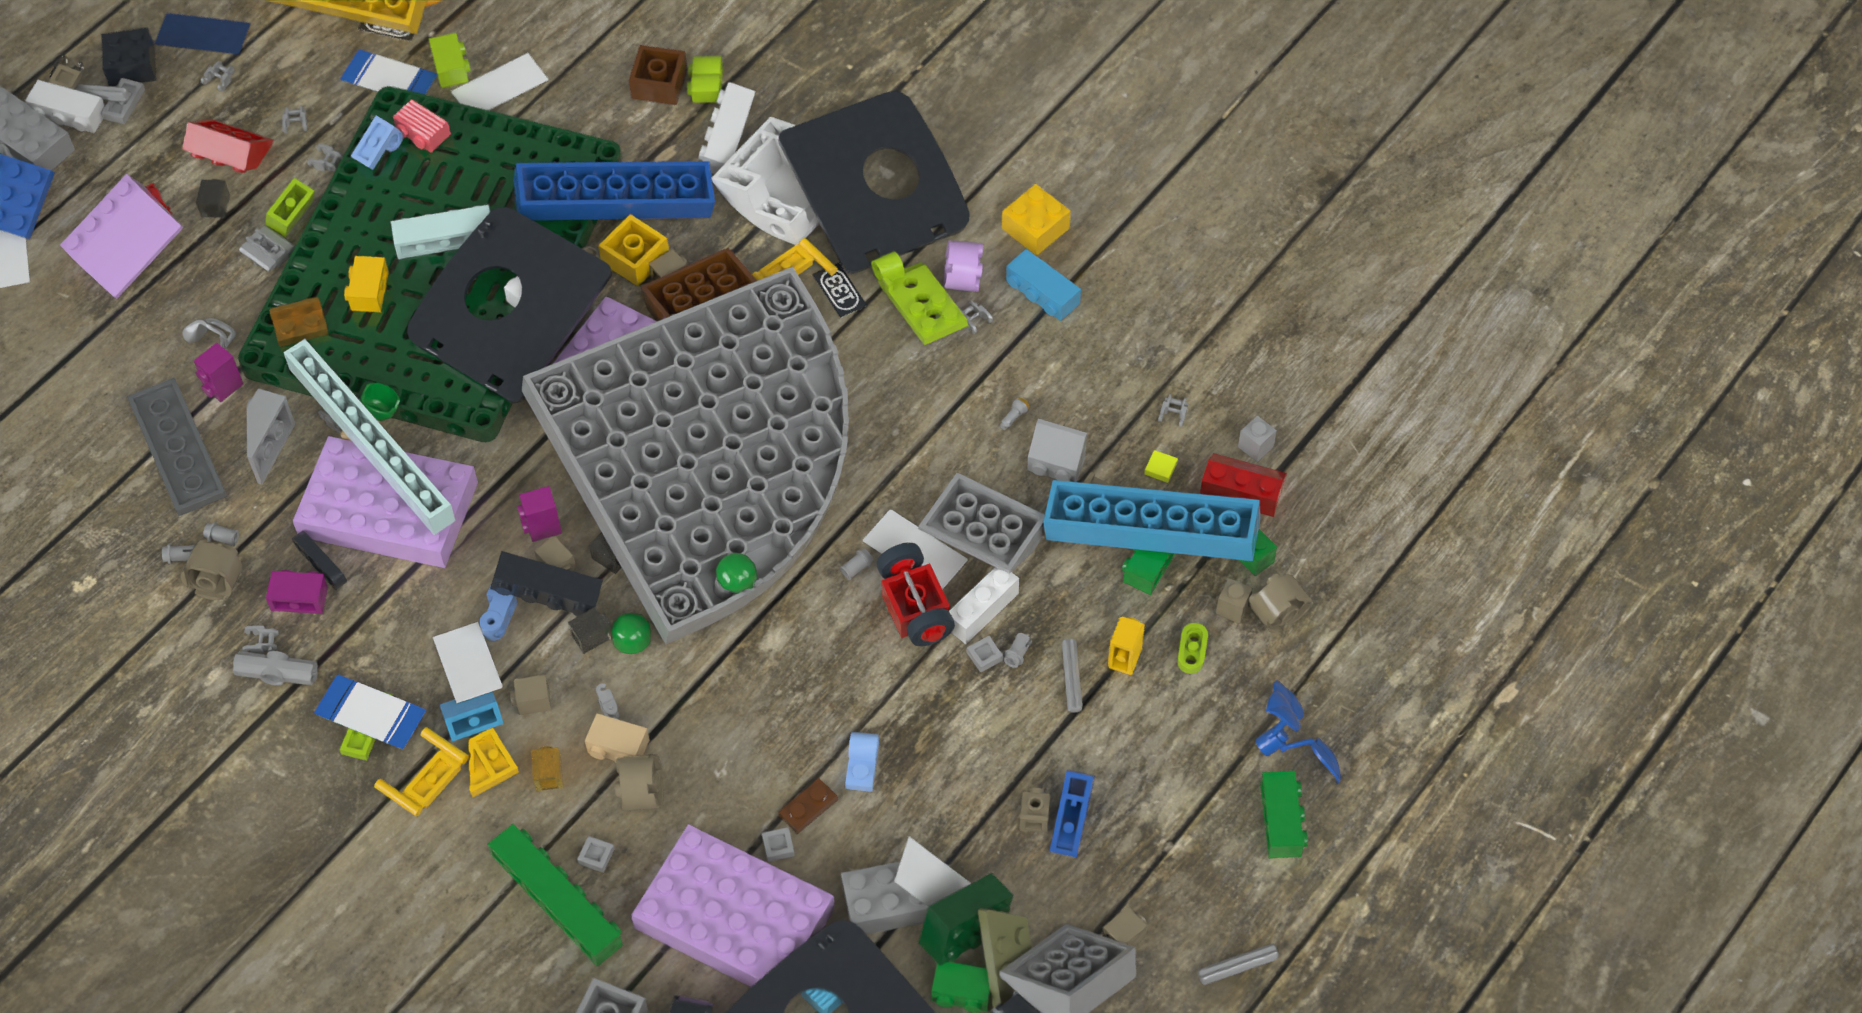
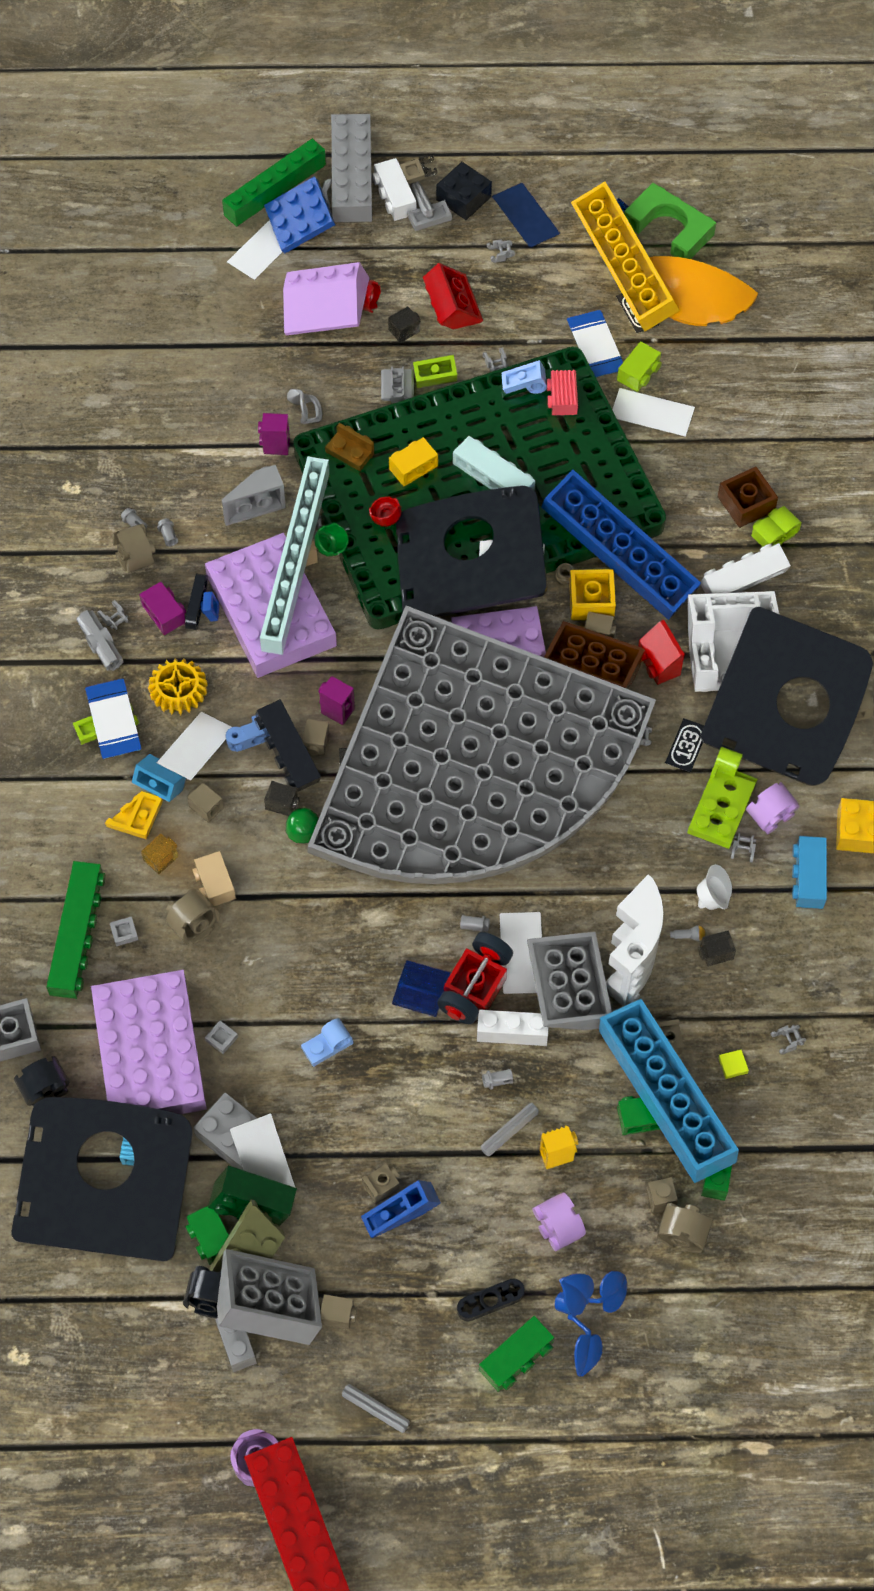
camera: 50 degrees right, 5 degrees up
(176, 446) = (207, 456): dark grey plate -> none
(286, 118) = (504, 315): light grey piece -> none
(335, 552) = (210, 606): none -> blue plate
(391, 643) = (164, 685): none -> yellow gear
(395, 339) = (385, 511): none -> red hair
(430, 779) = (97, 791): yellow plate -> none
(607, 702) = (236, 852): light grey piece -> none
(736, 572) = (387, 853): green hair -> none
(745, 236) = (662, 653): none -> slope
(798, 257) = (675, 699): yellow plate -> none
(808, 806) = (267, 1034): reddish brown piece -> none
(879, 649) = (420, 988): none -> clear blue slope
(984, 654) = (476, 1059): light grey plate -> none
(994, 365) = (715, 889): none -> white piece
(1001, 441) = (635, 941): none -> white slope
(1049, 400) = (717, 948): none -> clear smoke brick
(1057, 451) = (674, 985): light grey slope -> none
(1192, 649) = (598, 1194): lime plate -> none
(1194, 692) = (559, 1221): none -> lavender brick
(1216, 812) = (471, 1300): none -> black beam
(1243, 480) = (769, 1130): red slope -> none
(1257, 438) = (813, 1113): light grey brick -> none

